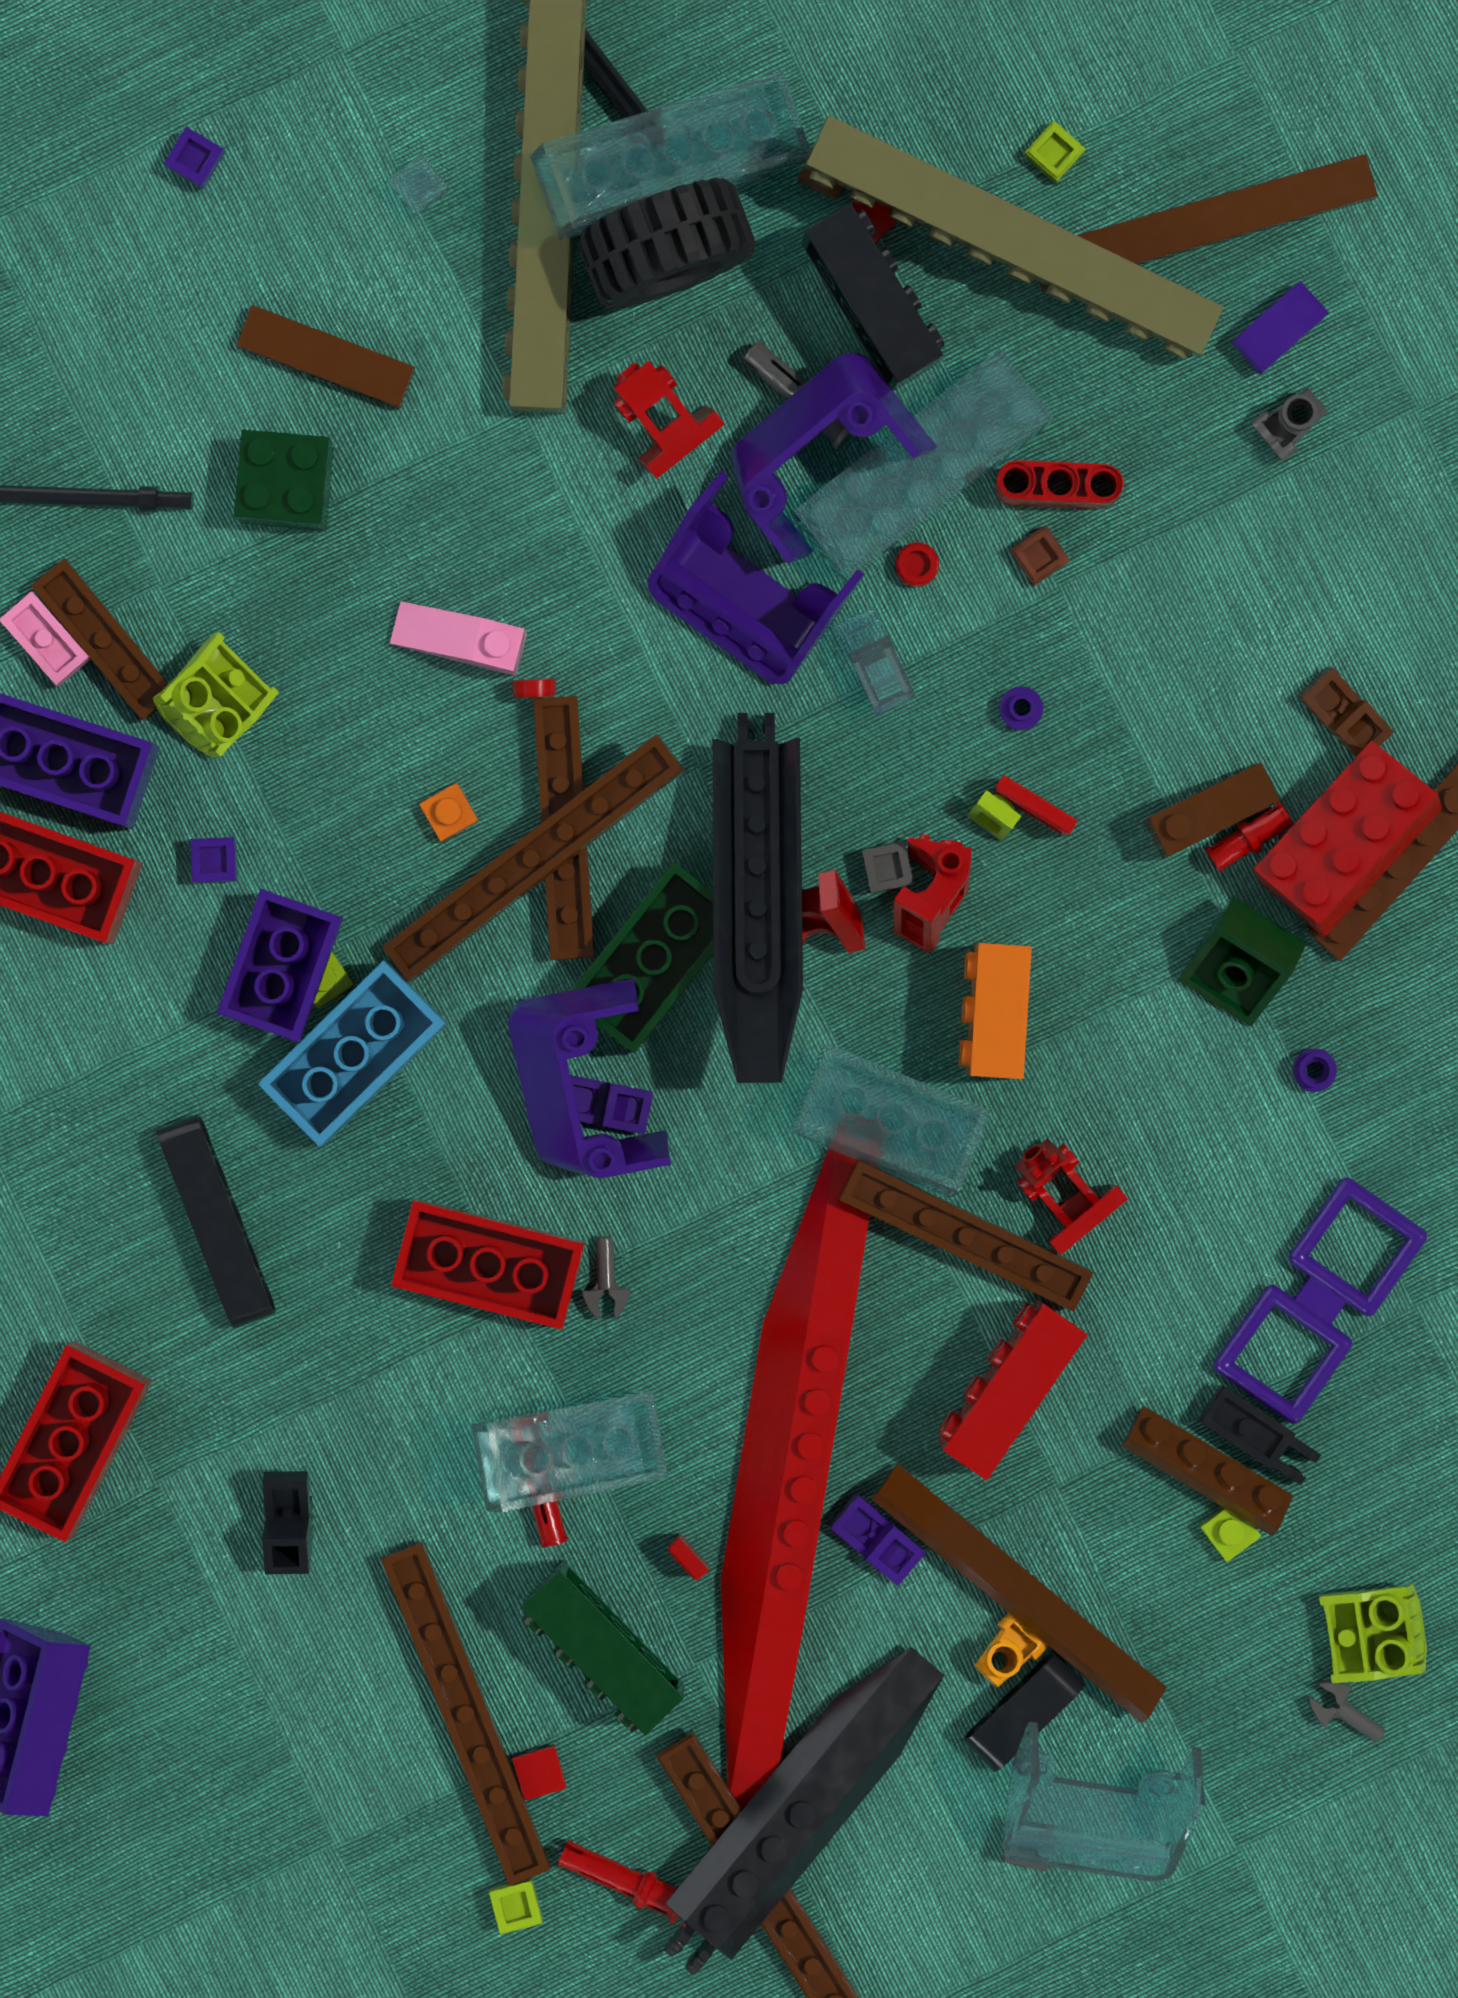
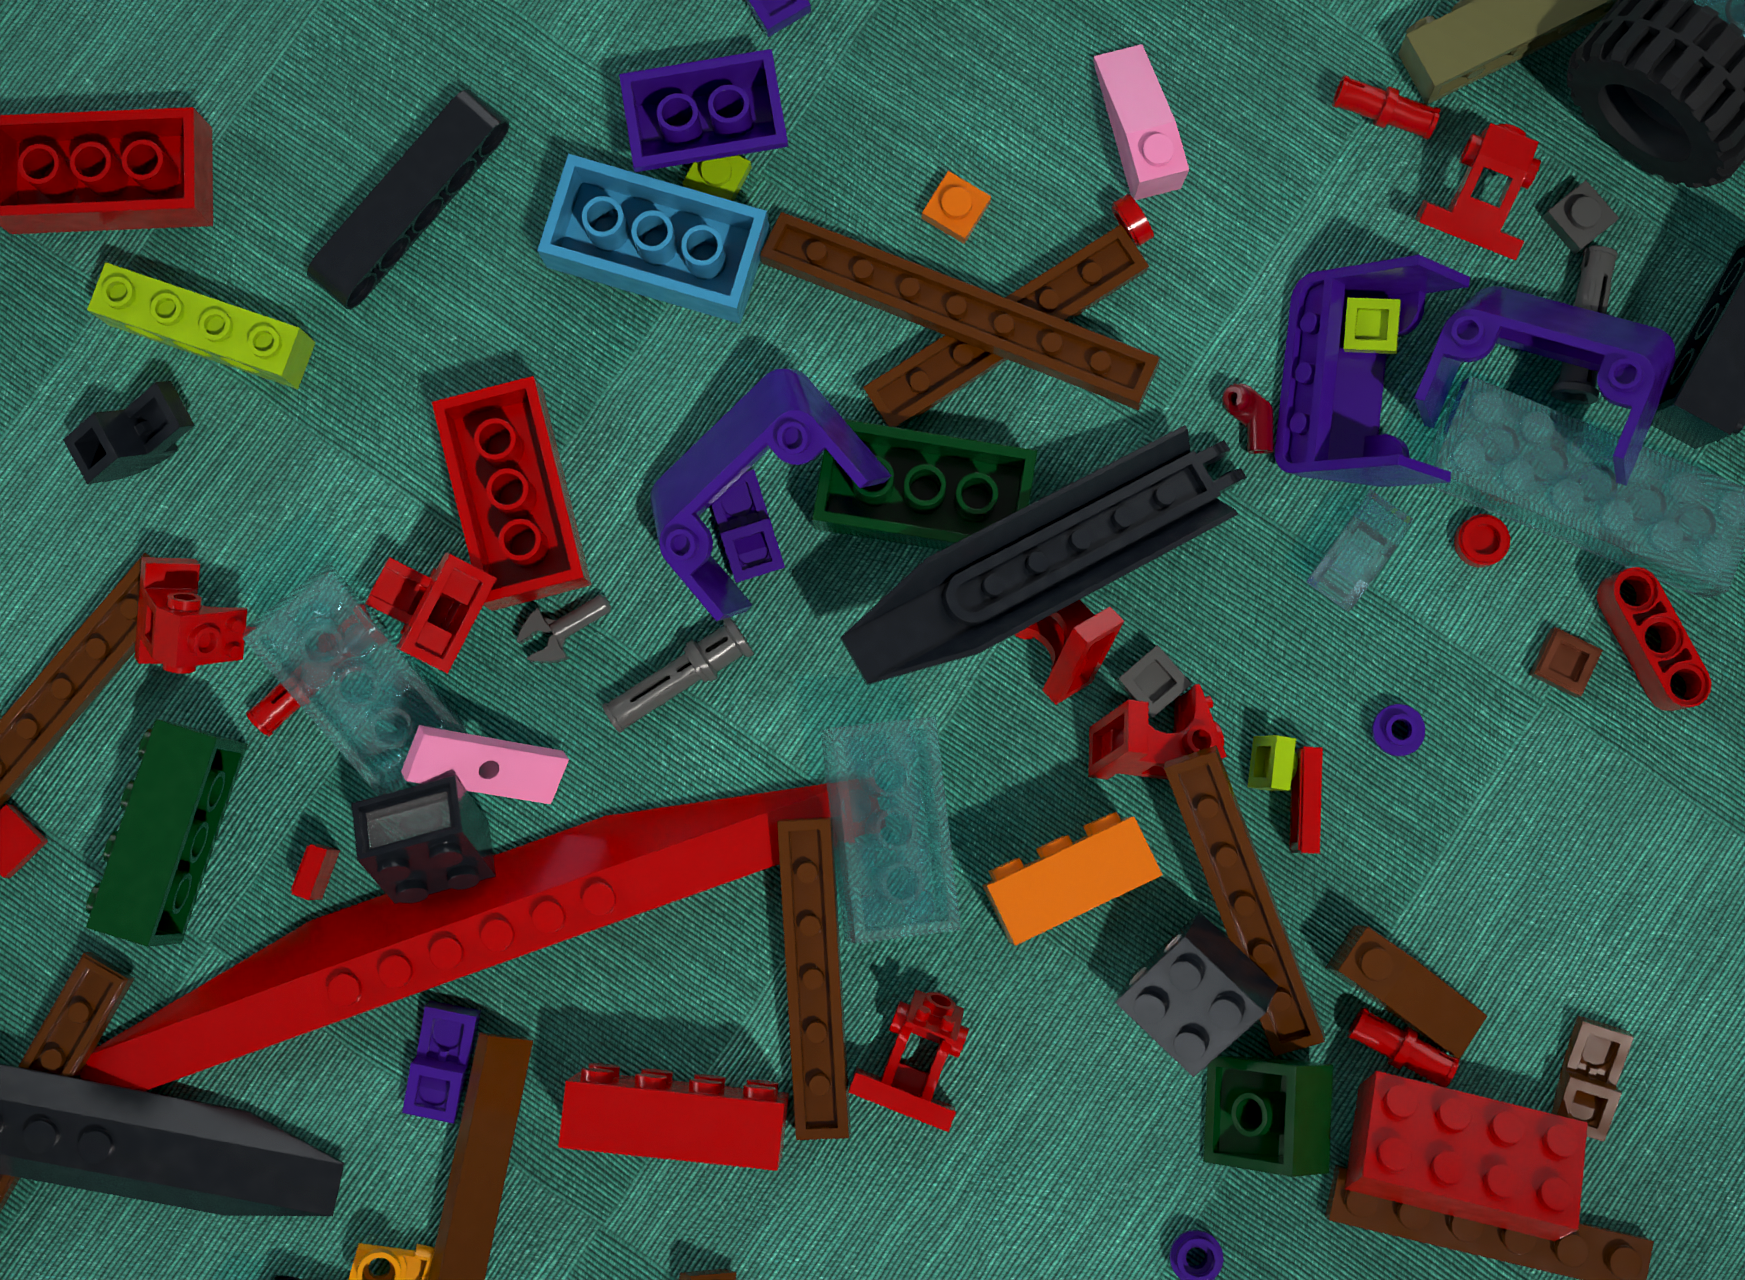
camera: 60 degrees right, 5 degrees down
(230, 1427) = (201, 325): none -> lime brick
(465, 1555) = (174, 624): none -> red tile
(541, 1370) = (433, 608): none -> red tile
(552, 447) = (1386, 107): none -> red pin
(681, 1389) = (485, 764): none -> bright pink tile
(688, 1193) = (699, 662): none -> dark grey pin
(712, 1463) = (423, 840): none -> black piece
(714, 557) = (1372, 325): none -> lime plate
(716, 349) = (1580, 217): none -> dark grey plate
(727, 679) = (1254, 413): none -> dark red arm
(1082, 894) = (1243, 894): none -> reddish brown plate
(1129, 966) = (1197, 994): none -> black piece

